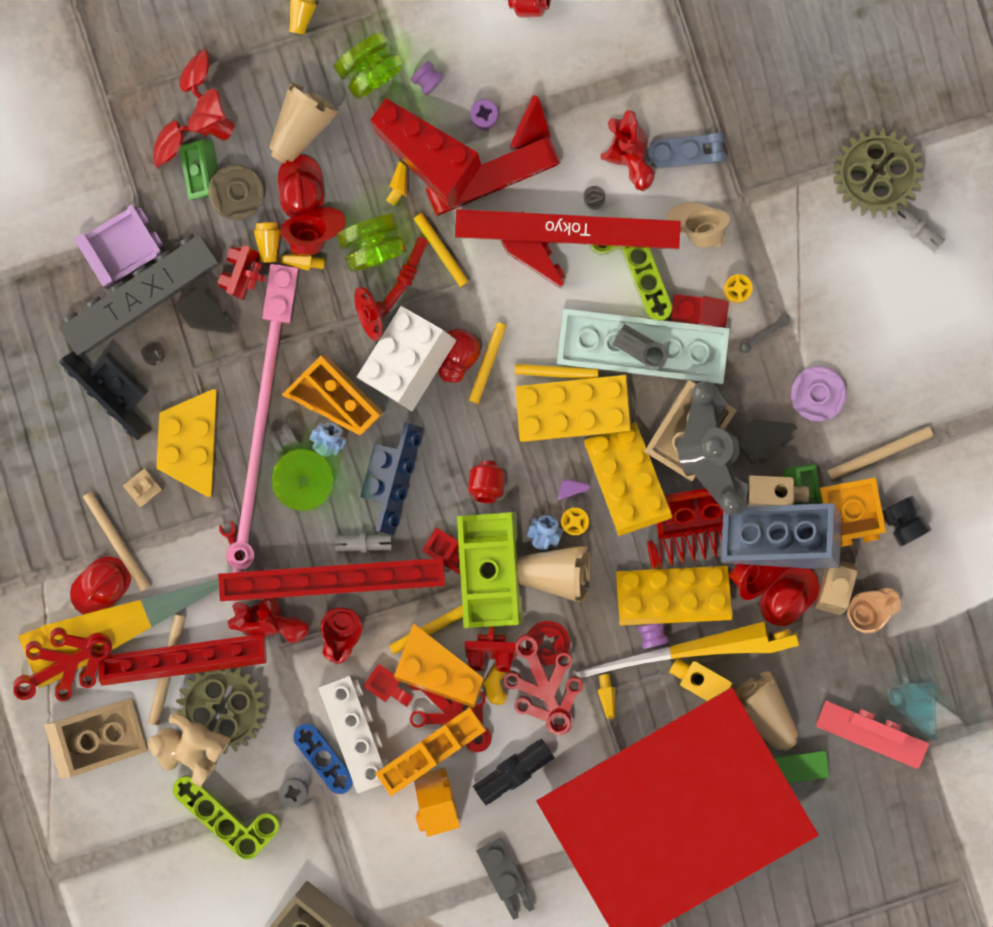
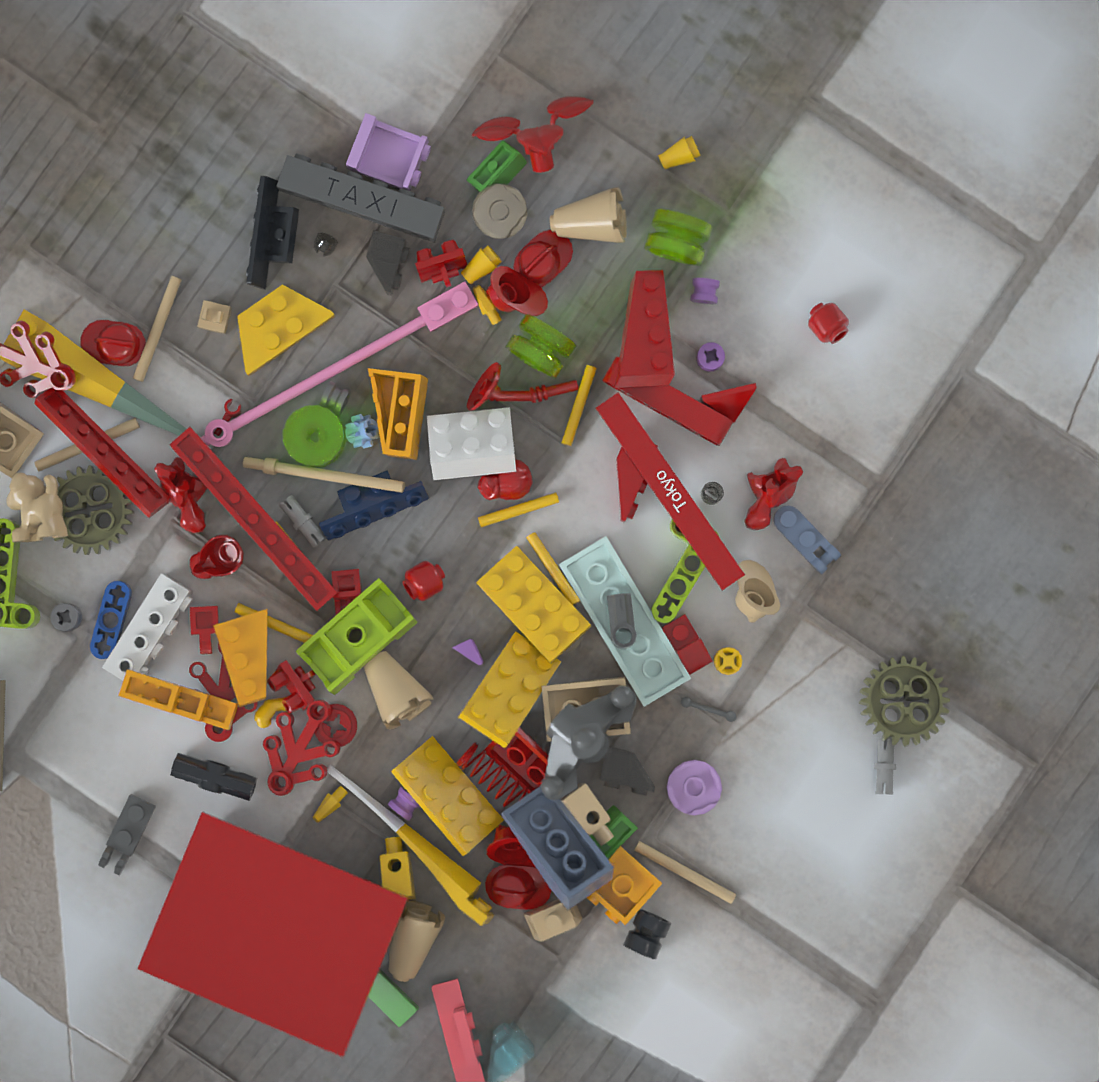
camera: 55 degrees right, 0 degrees up
(300, 533) = (273, 466): none -> tan bar
(398, 184) = (604, 332): yellow bar -> none
(436, 803) = (139, 736): light orange wedge -> none
(544, 532) = (419, 656): light blue gear -> none
(578, 519) = (442, 673): yellow wheel -> none
(873, 609) = (557, 961): light nougat hair -> none

